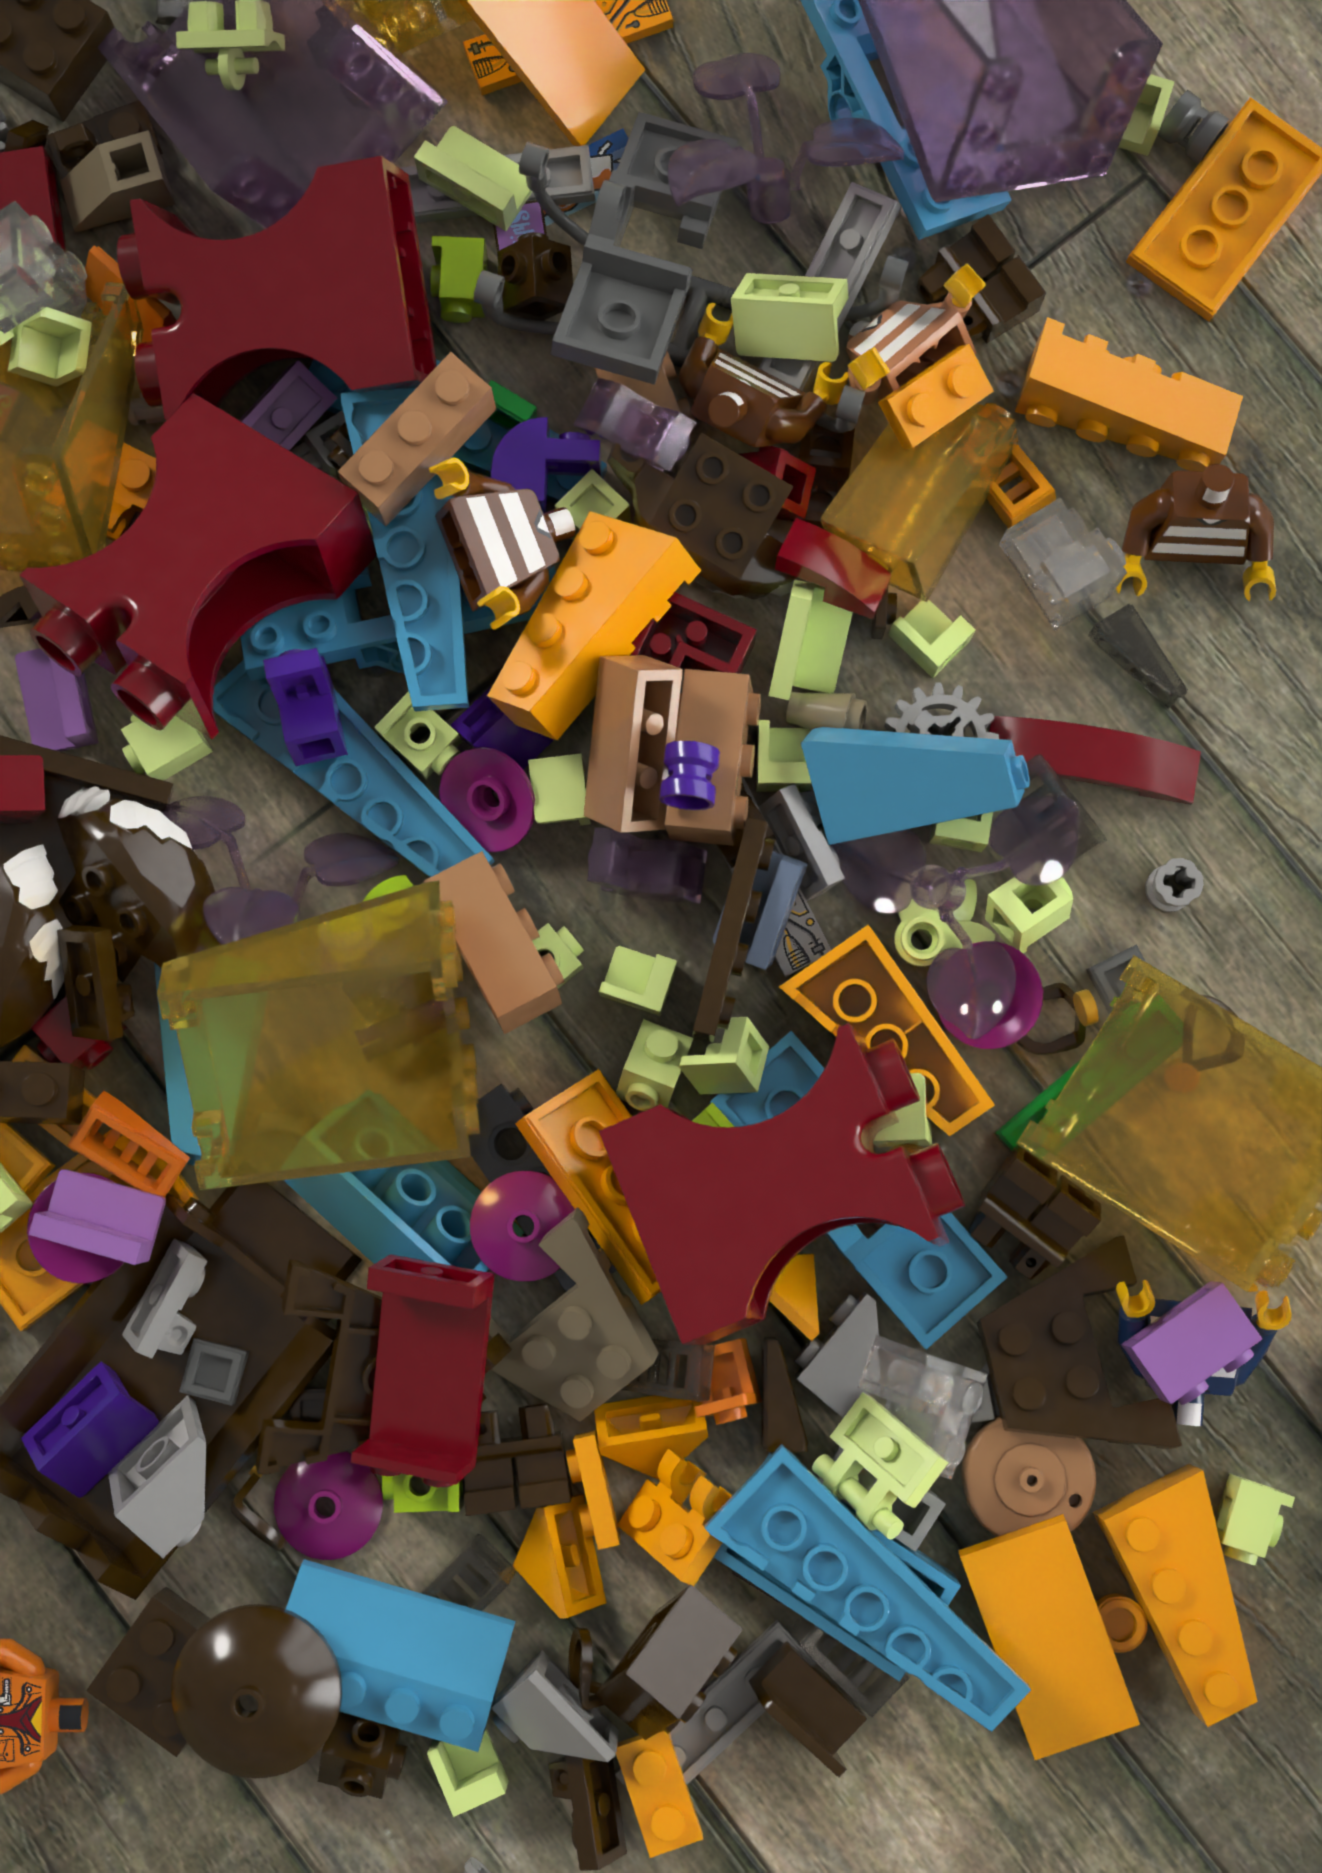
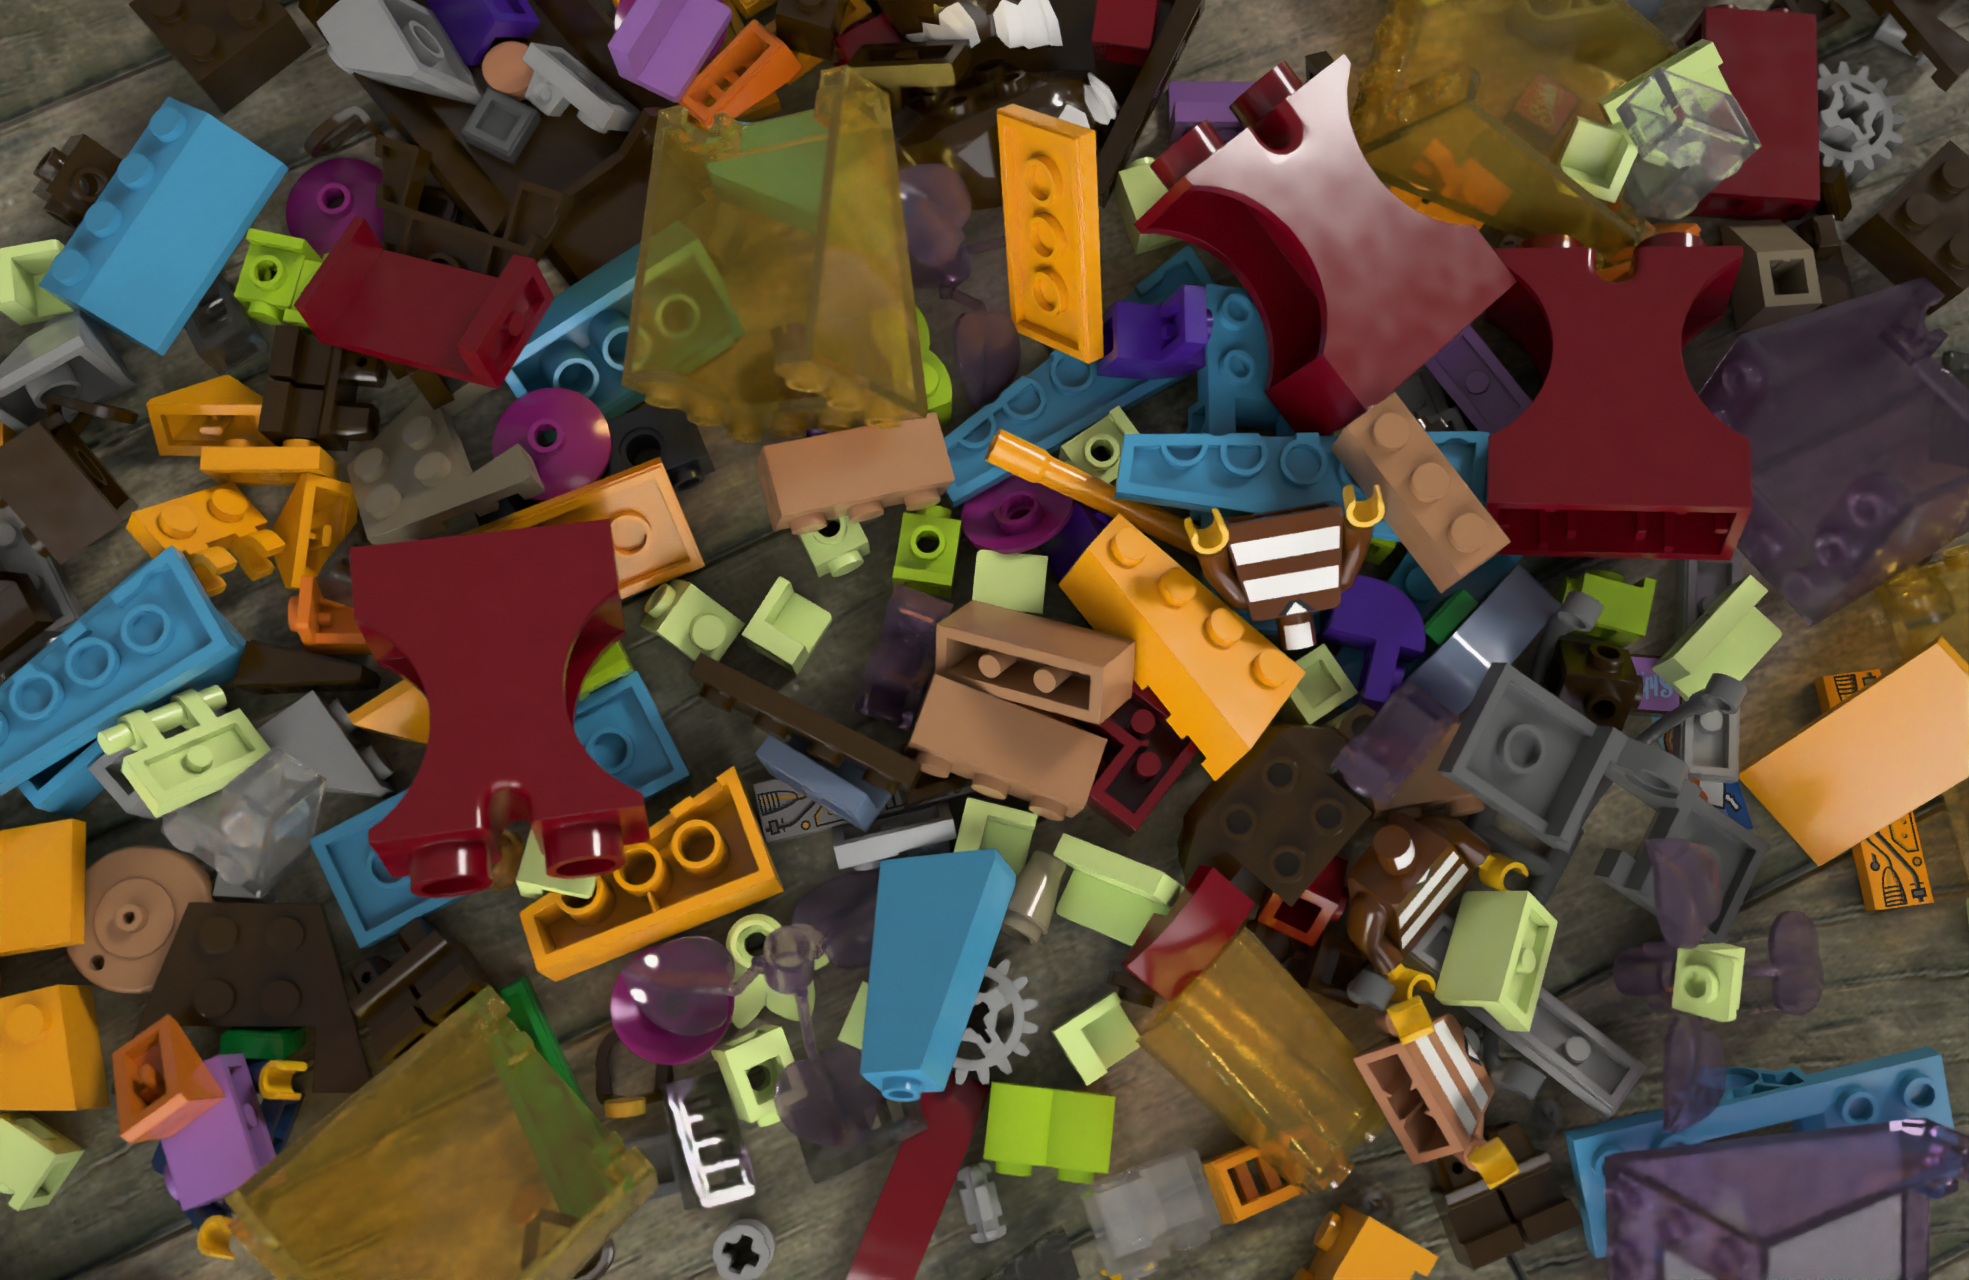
camera: 95 degrees right, 5 degrees down
(156, 1378) = (506, 70): none -> nougat tile
(208, 35) = (1917, 432): yellowish green hips -> none
(235, 810) = (1052, 230): none -> light orange tile
(277, 1662) = (160, 83): dark brown dish -> none
(392, 1545) = (270, 255): none -> lime brick
(450, 783) = (1038, 466): none -> light orange piece
(525, 368) = (1490, 633): none -> sand blue beam
(558, 884) = (933, 571): none -> lime brick
(689, 772) = (979, 707): dark purple wheel -> none
(730, 1065) = (669, 701): yellowish green panel -> none
(774, 139) = (1709, 980): none -> yellowish green bracket
(936, 396) = (1367, 1099): light orange plate -> none
(1015, 657) = (1050, 1130): none -> lime brick
(1088, 701) = (980, 1202): none -> light grey piece
(1104, 913) = (733, 1157): none -> clear smoke slope
(1108, 1337) = (263, 1041): none -> green tile
(1165, 1382) = (161, 1083): none -> orange slope

